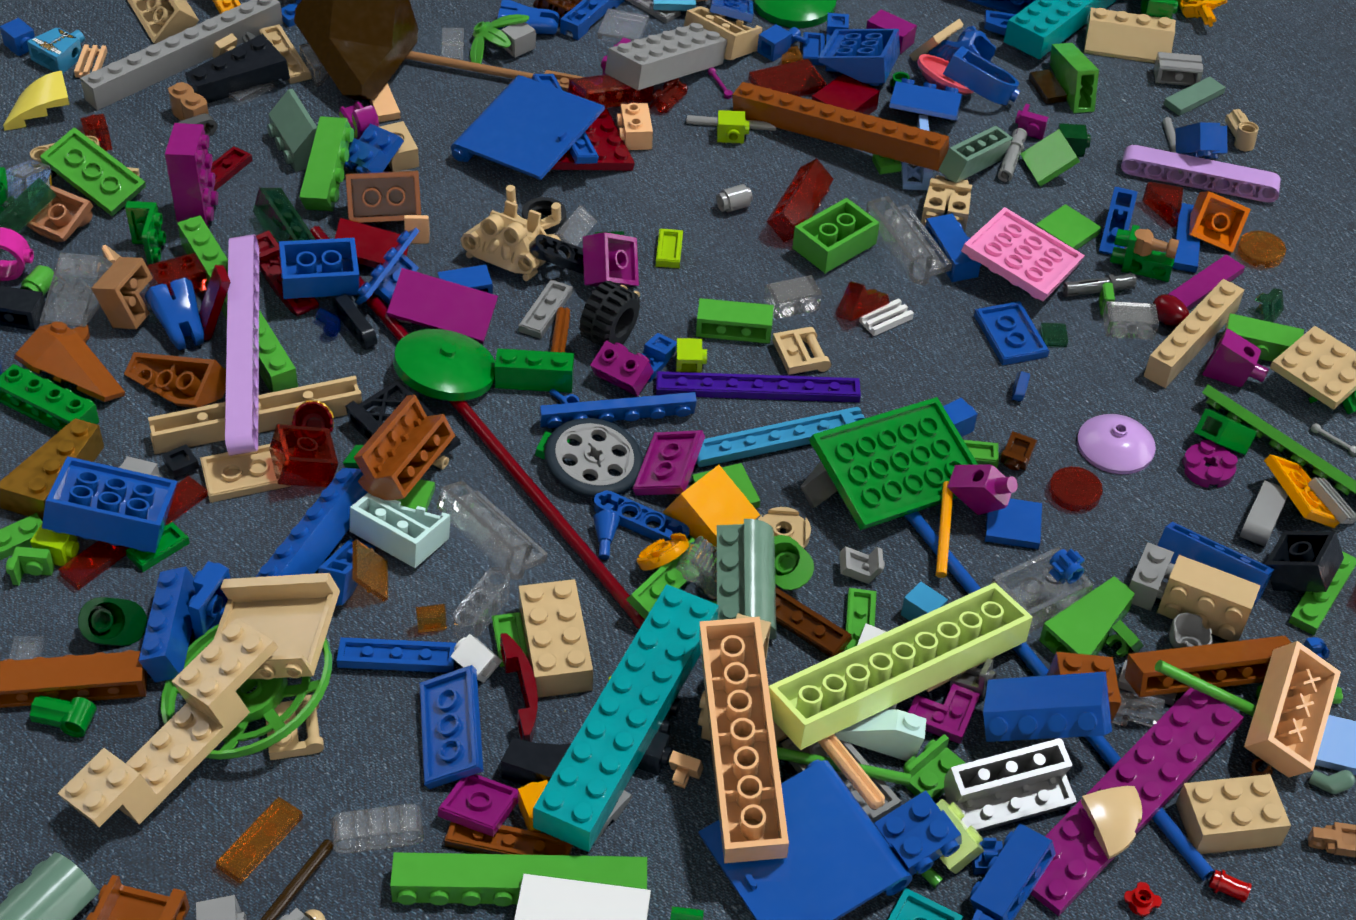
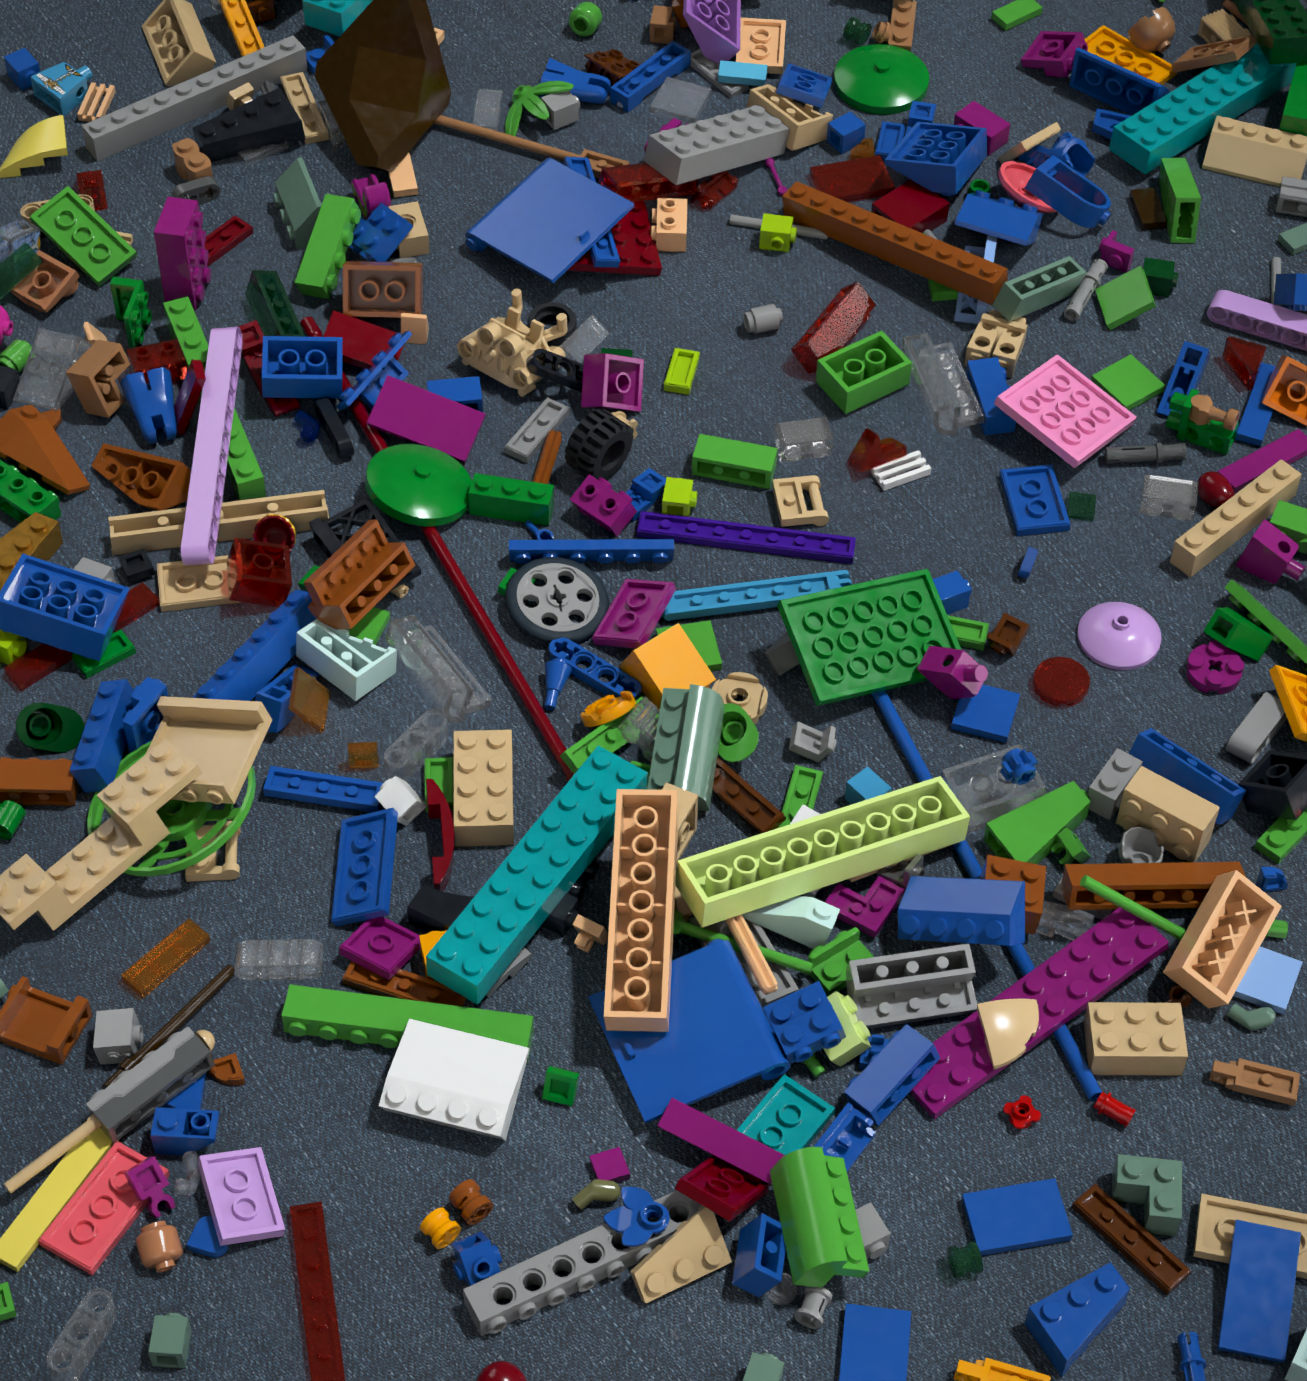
camera: 10 degrees right, 5 degrees up
(796, 36) = (872, 125): blue hand -> none
(944, 531) = (906, 715): light orange bar -> none
(1106, 294) = (1148, 465): bright green tile -> none

